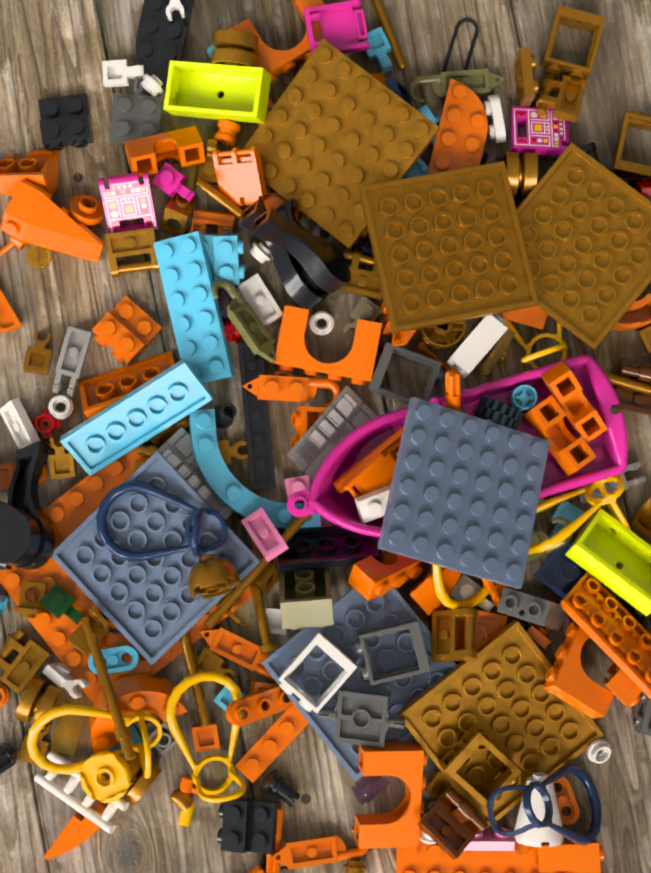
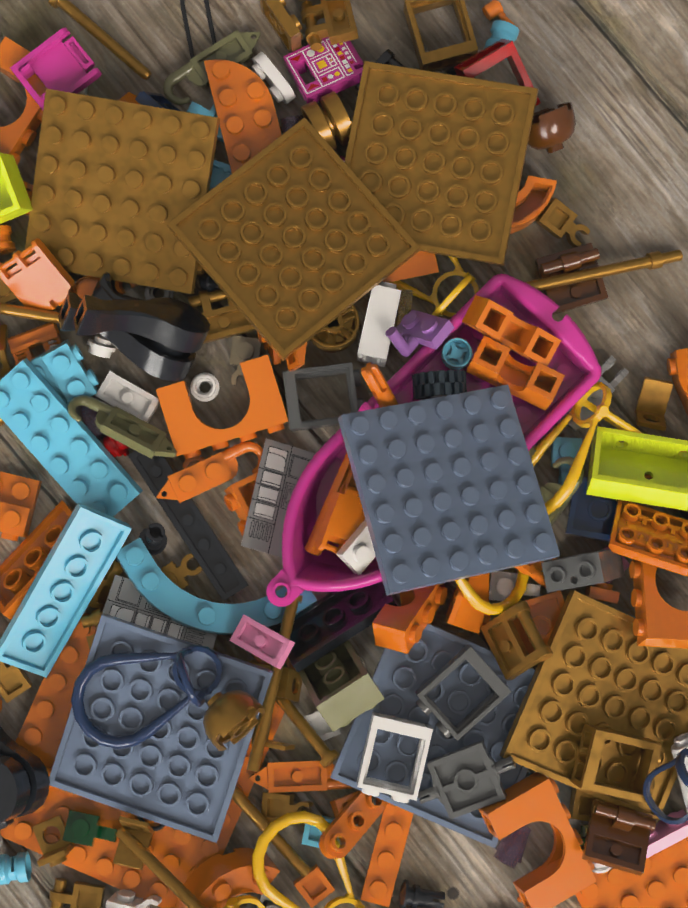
camera: 25 degrees left, 0 degrees up
(115, 660) = (175, 857): medium azure plate -> none
(296, 484) = (268, 570): bright pink plate -> none
(378, 48) = (112, 69): medium azure plate -> none
(422, 346) = (323, 356): orange hinge -> none
(504, 364) = (419, 329): none -> medium lavender plate

